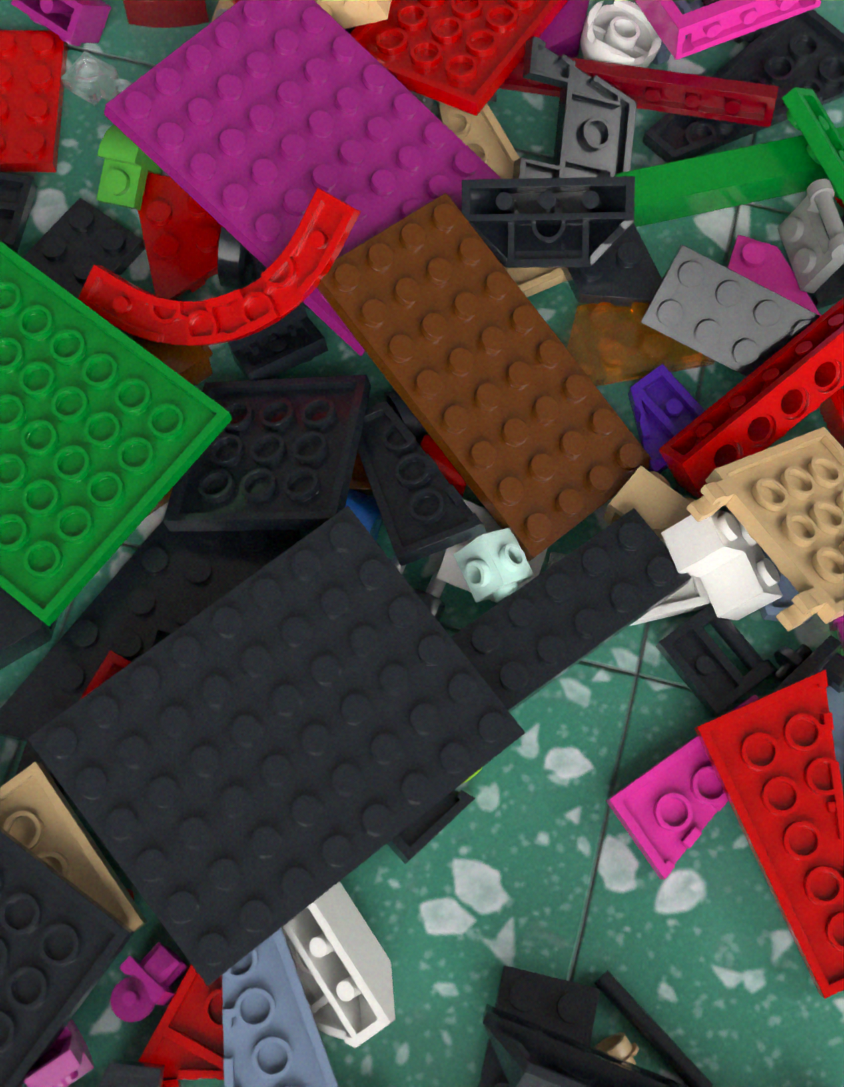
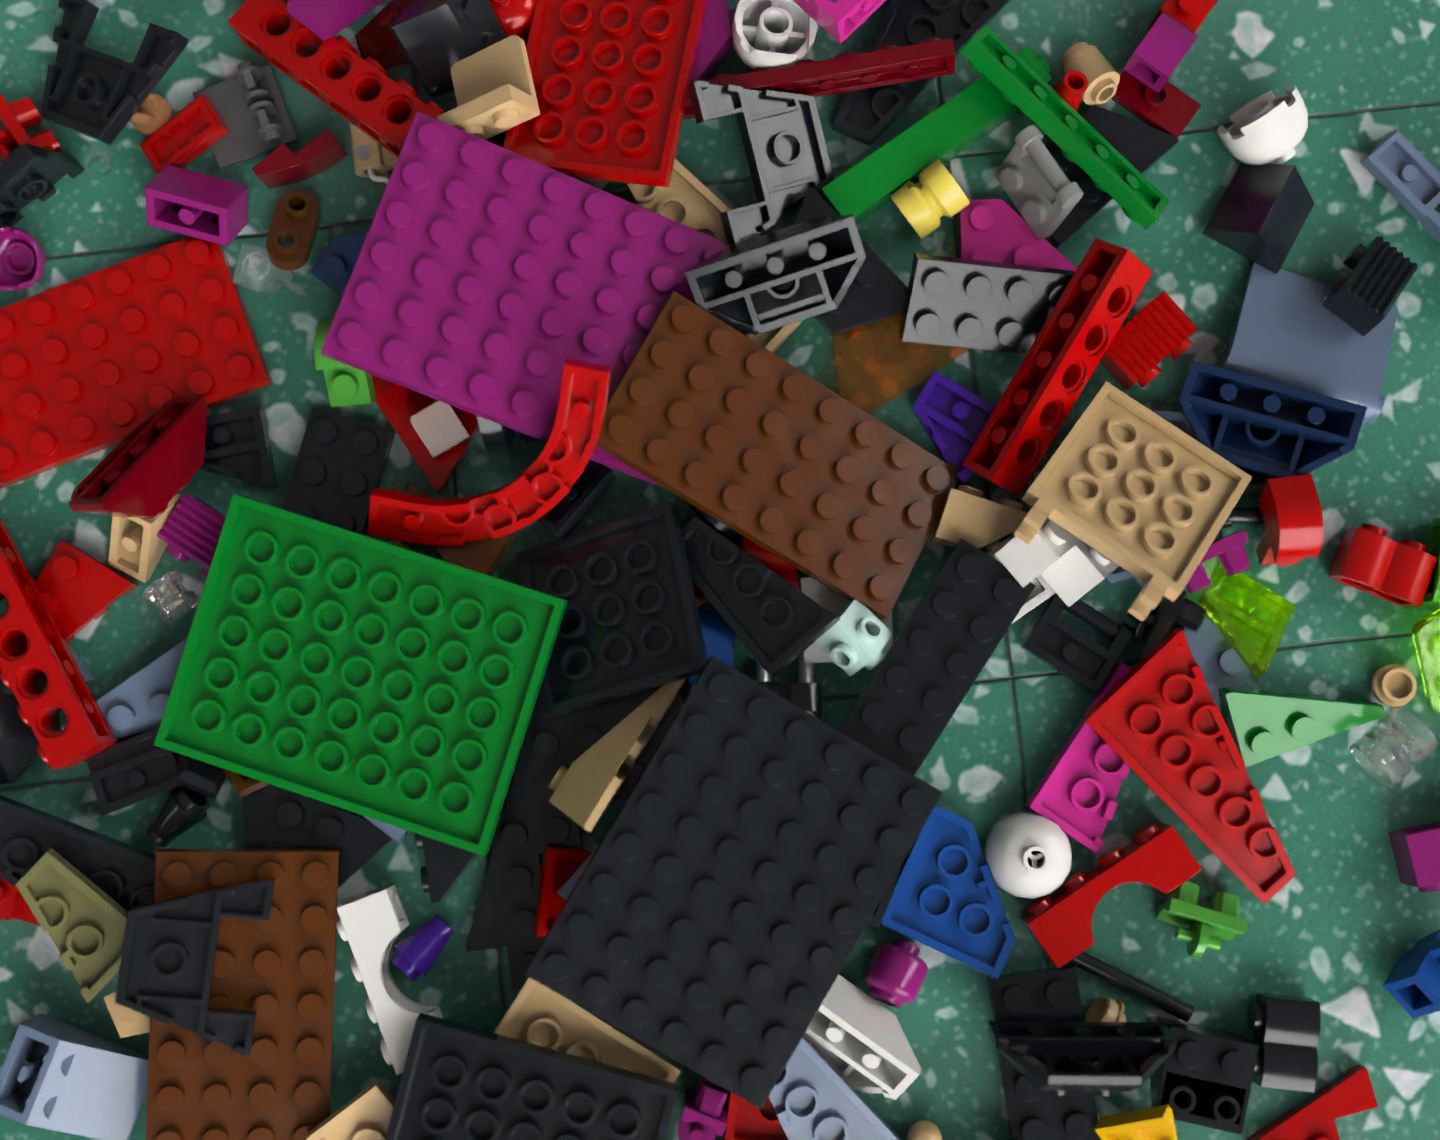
camera: 10 degrees left, 15 degrees up
(133, 55) = (293, 226): none -> reddish brown plate
(184, 244) = (439, 427): none -> slope
(187, 591) = (598, 774): none -> tan wedge
(408, 919) = (895, 973): none -> magenta head
(495, 863) = (951, 897): none -> blue plate
(582, 871) = (1010, 846): none -> white cylinder
(716, 217) = (930, 199): none -> light yellow wheel
(722, 908) = (1065, 920): none -> red arch
(749, 990) = (1199, 925): none -> bright green hips

